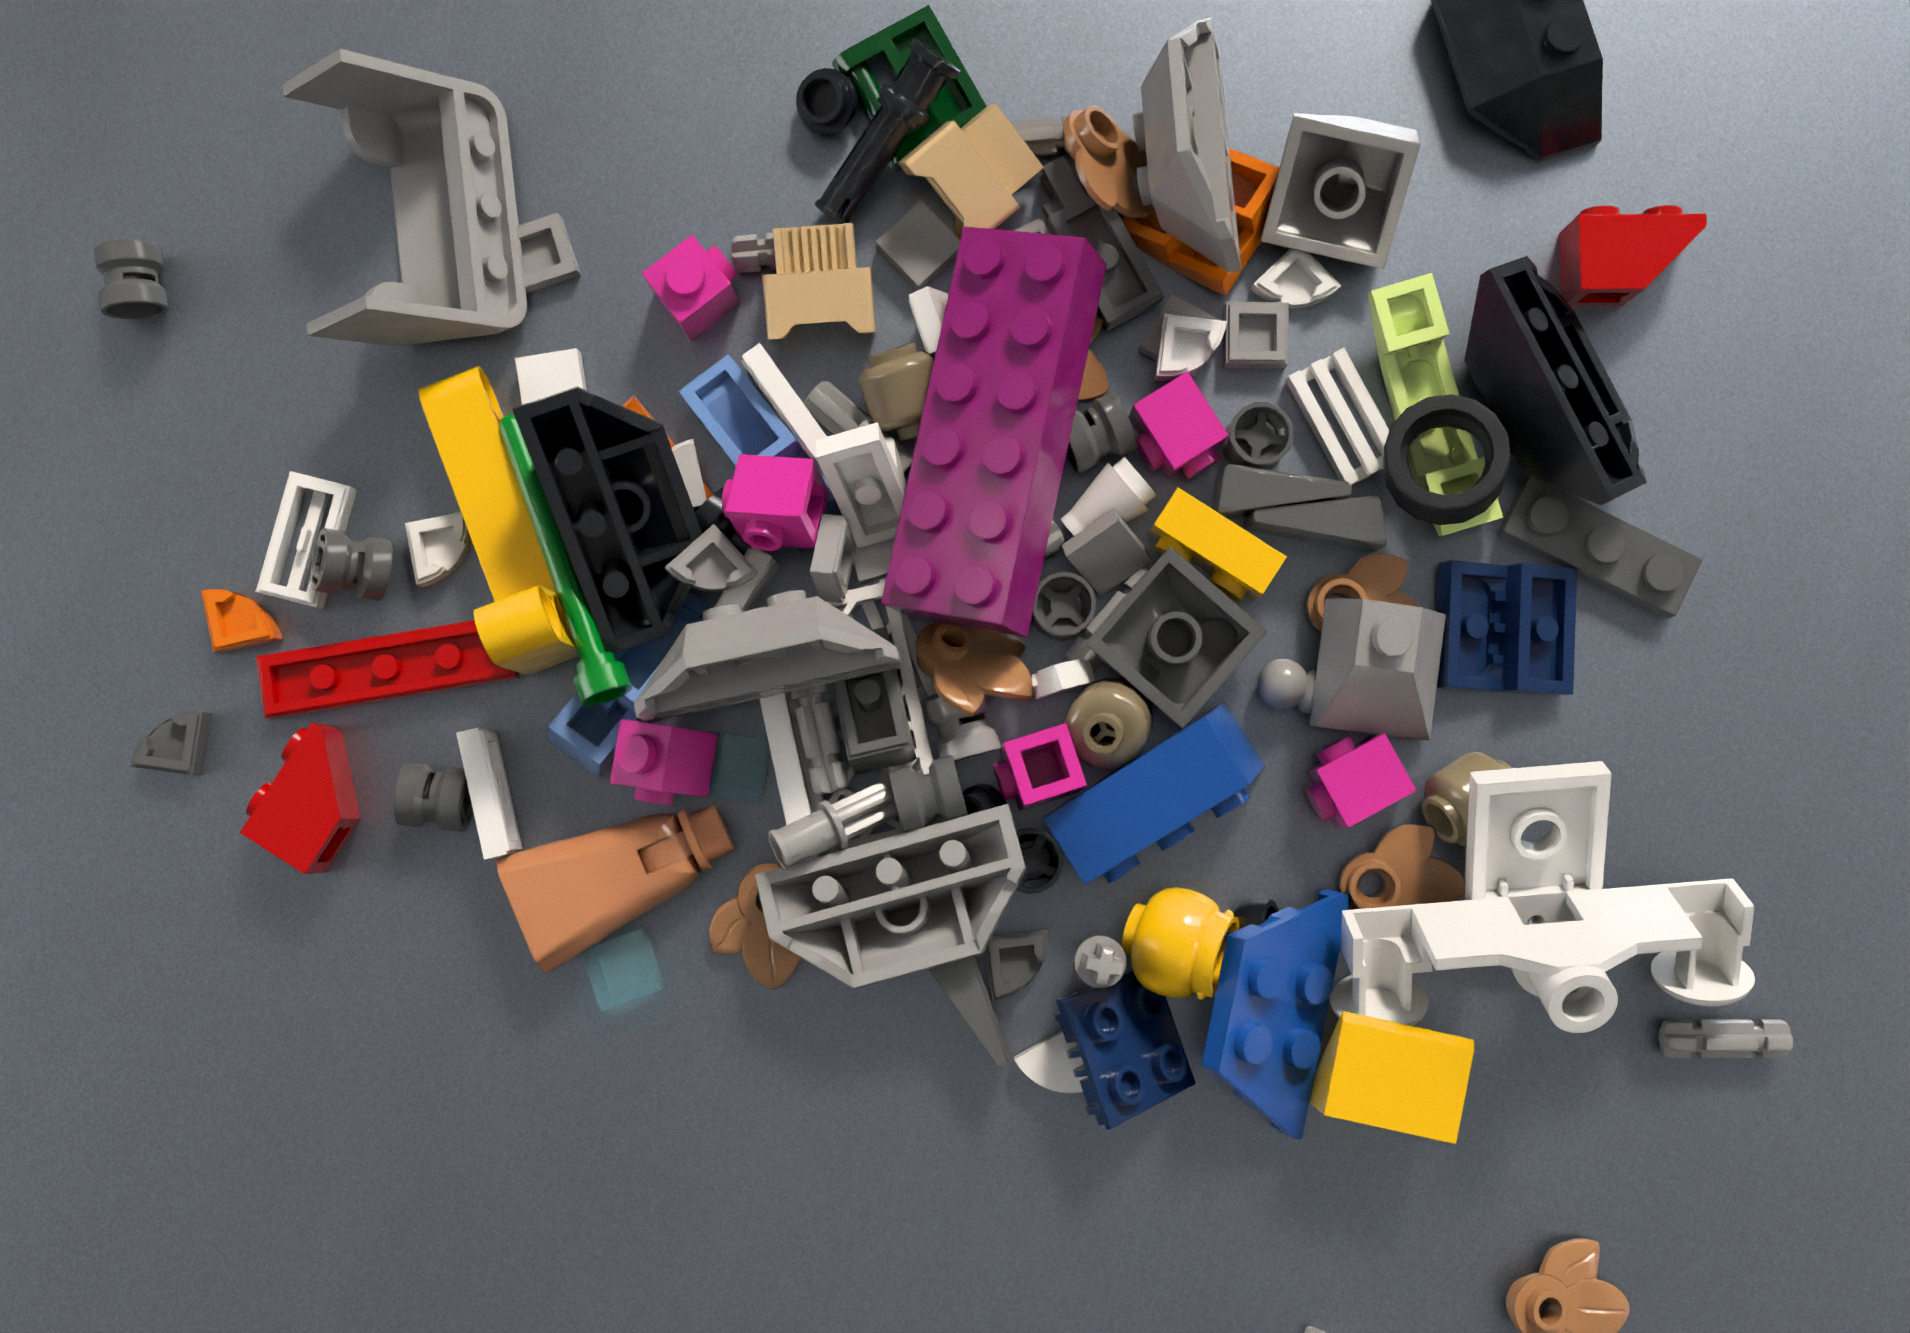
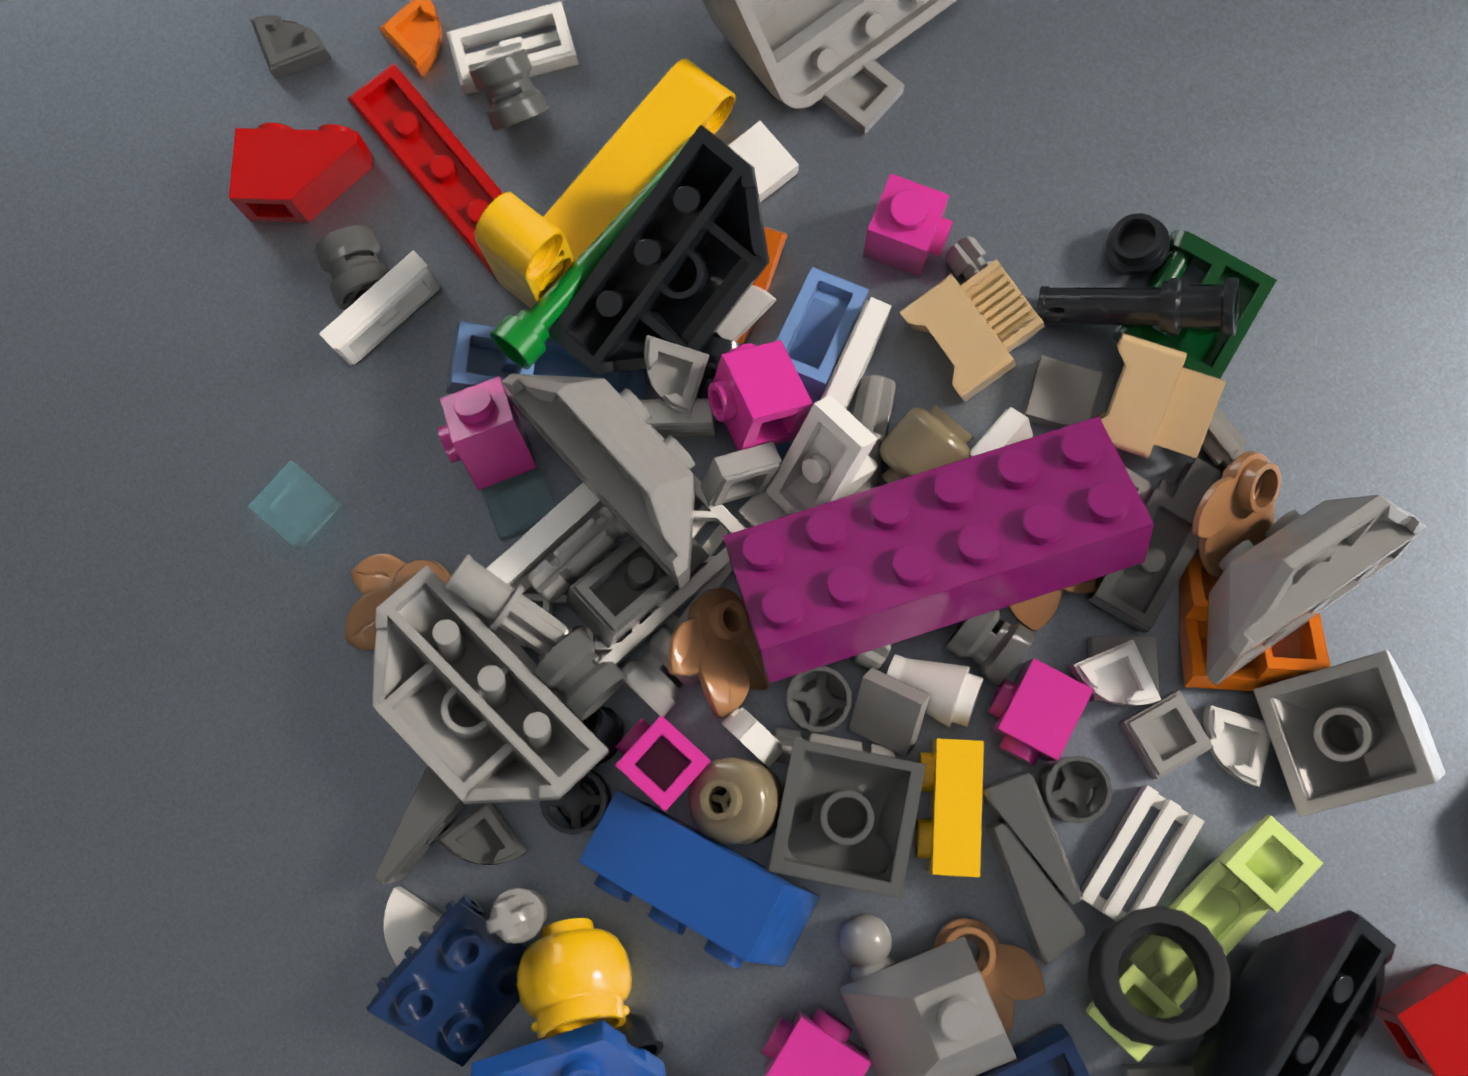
camera: 65 degrees right, 5 degrees down
(437, 546) = (564, 150): white tile -> none
(597, 882) = (350, 437): nougat piece -> none

